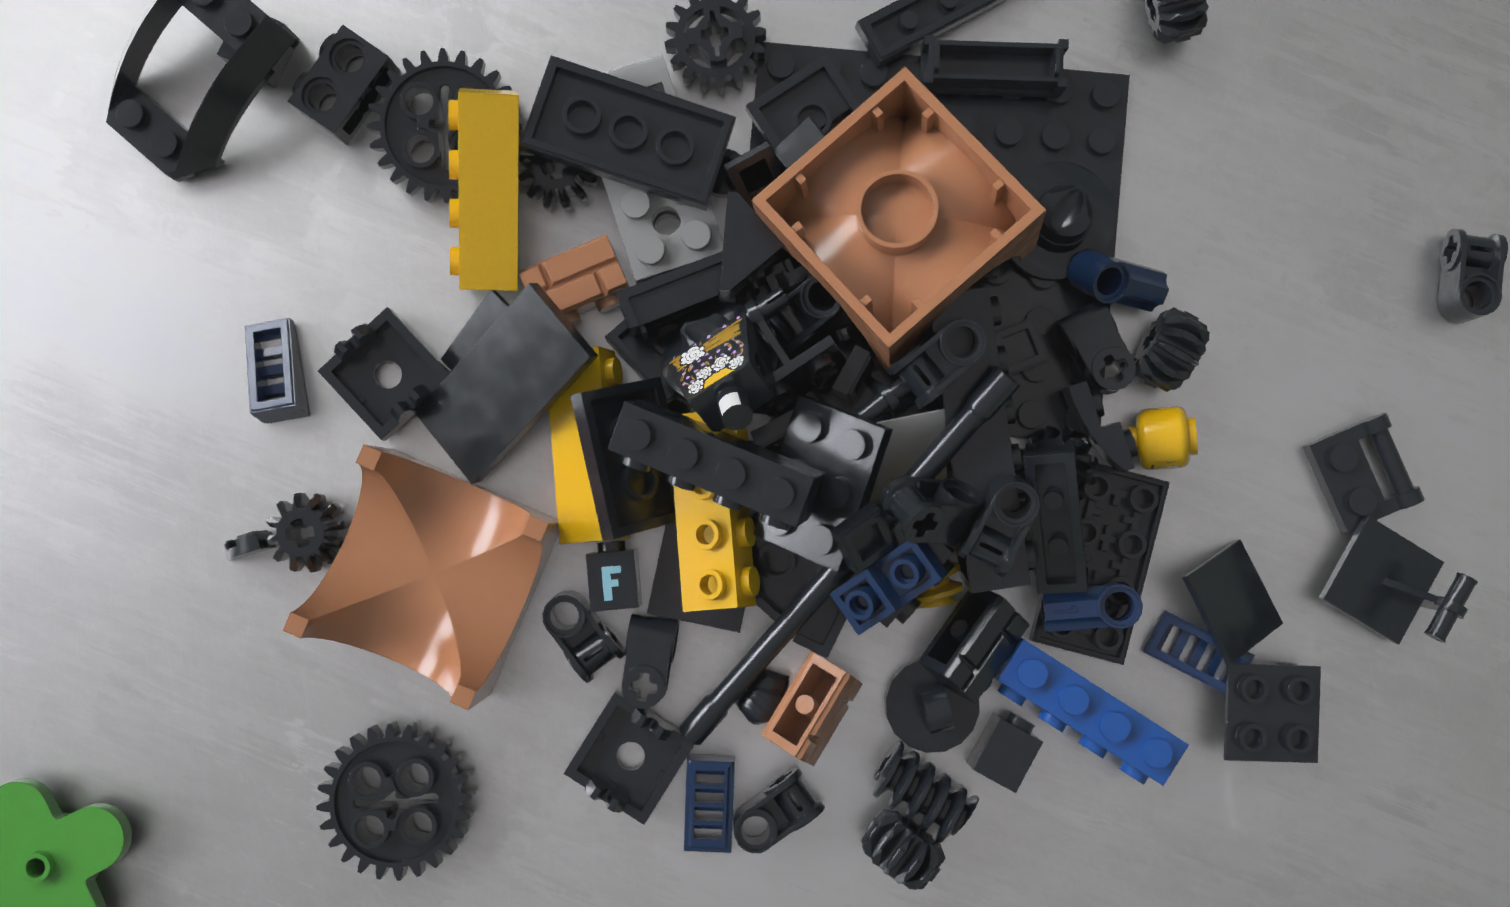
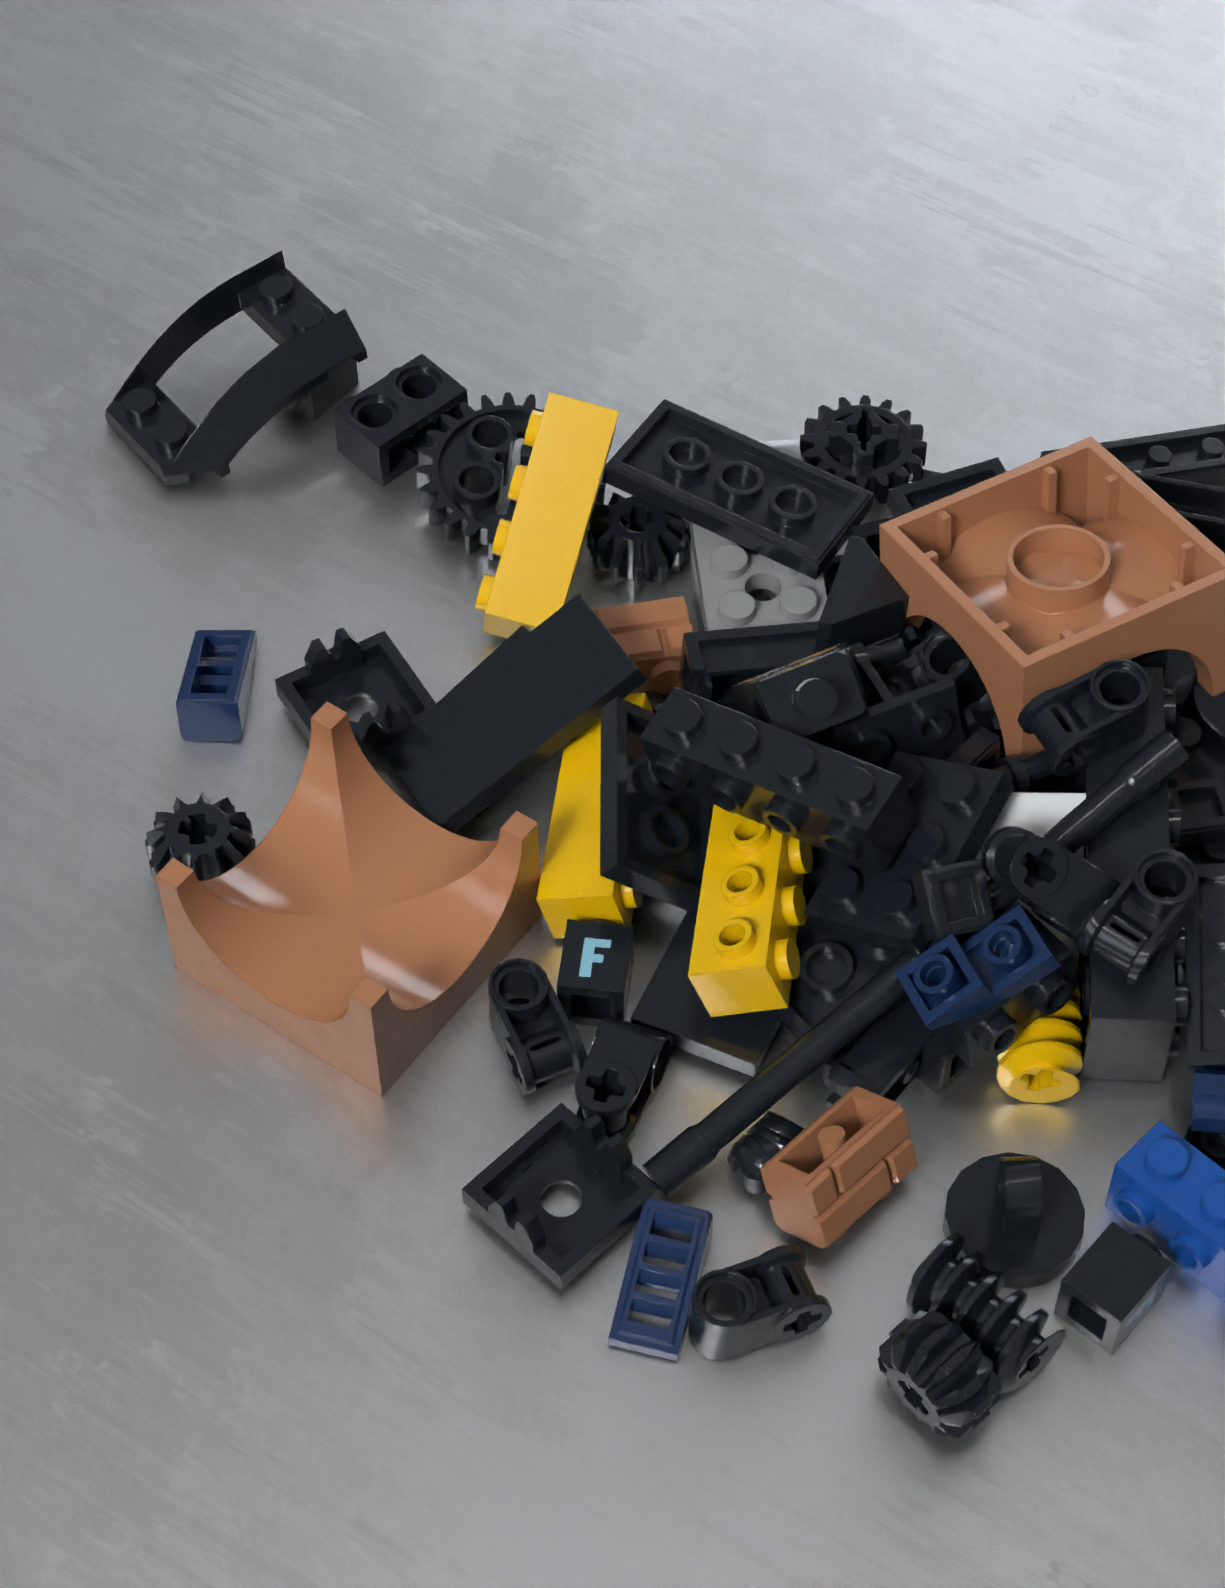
camera: 10 degrees right, 35 degrees down
(247, 544) = (118, 852): black tile -> none
(401, 841) = (214, 1183): black gear -> none
(974, 643) = (1088, 1120): black brick -> none

